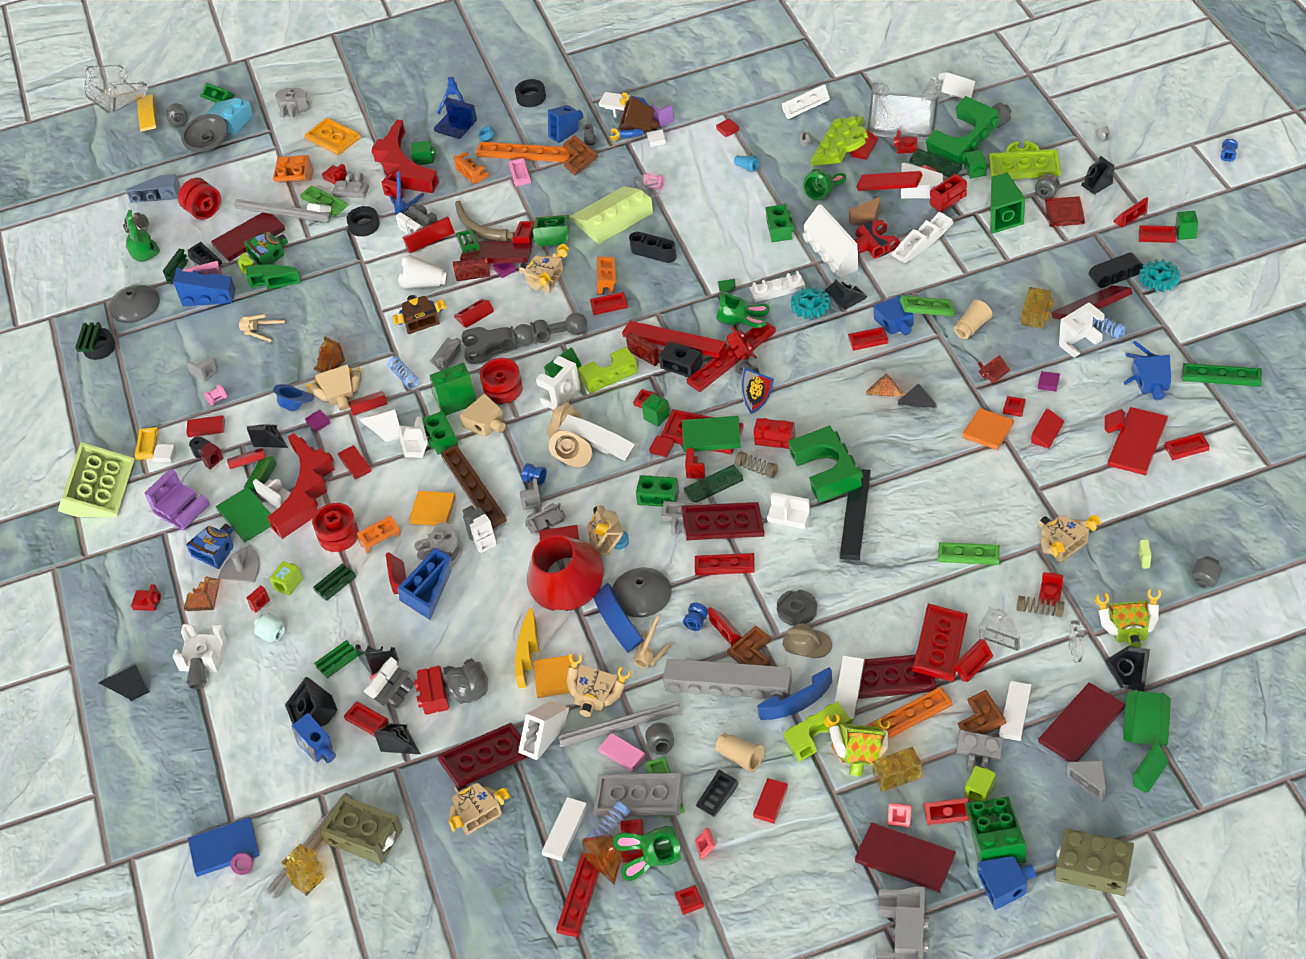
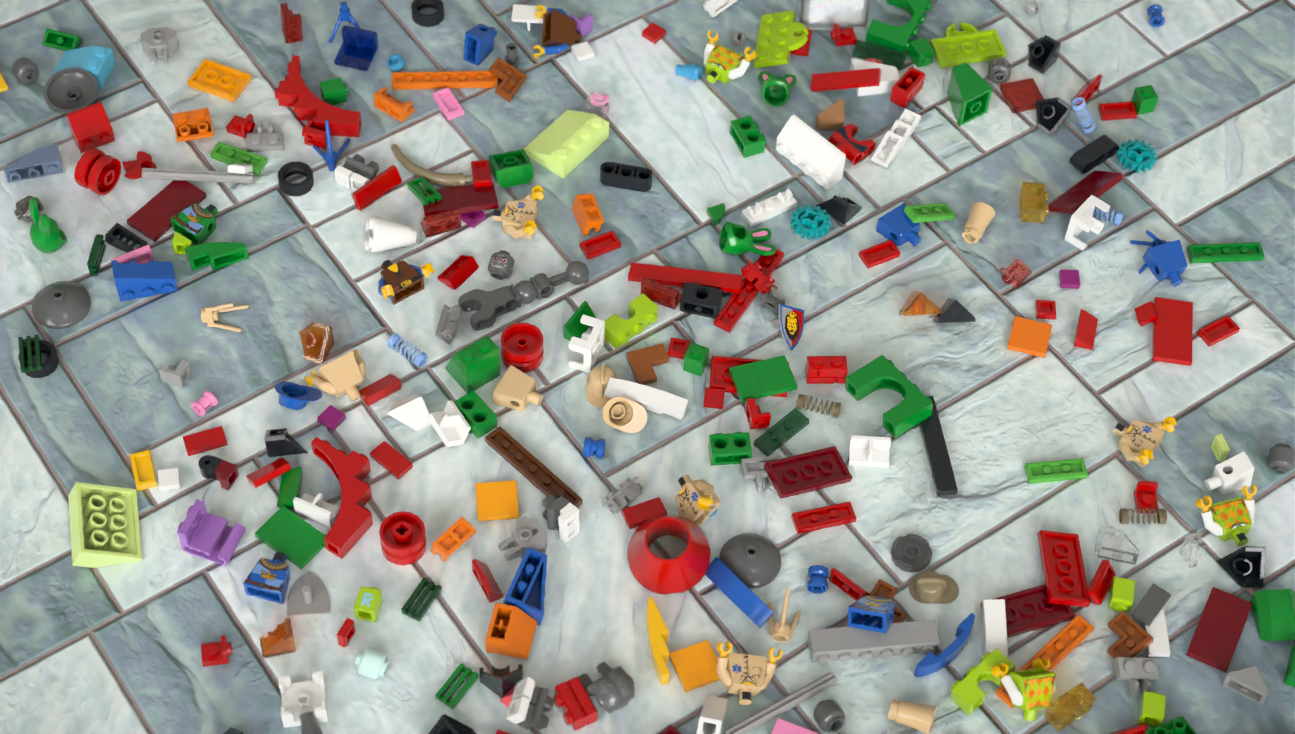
camera: 25 degrees left, 5 degrees up
(208, 162) = (90, 127): none -> red slope
(244, 194) = (134, 168): none -> red plate
(396, 619) = (510, 632): none -> orange slope
(405, 94) = (291, 25): none -> clear red bracket
(511, 310) = (500, 265): none -> dark grey head
(531, 497) = (599, 473): light grey panel -> none
(609, 405) = (643, 360): none -> dark orange tile
(729, 652) = (871, 614): none -> blue torso
(780, 157) = (724, 63): none -> torso
(990, 674) = (1121, 594): none -> lime brick
(1016, 688) = (1151, 604): none -> dark grey tile
(1085, 230) = (1051, 114): none -> black slope
(1110, 221) = (1089, 121): none -> light blue piece
(1143, 577) = (1231, 474): none -> white torso

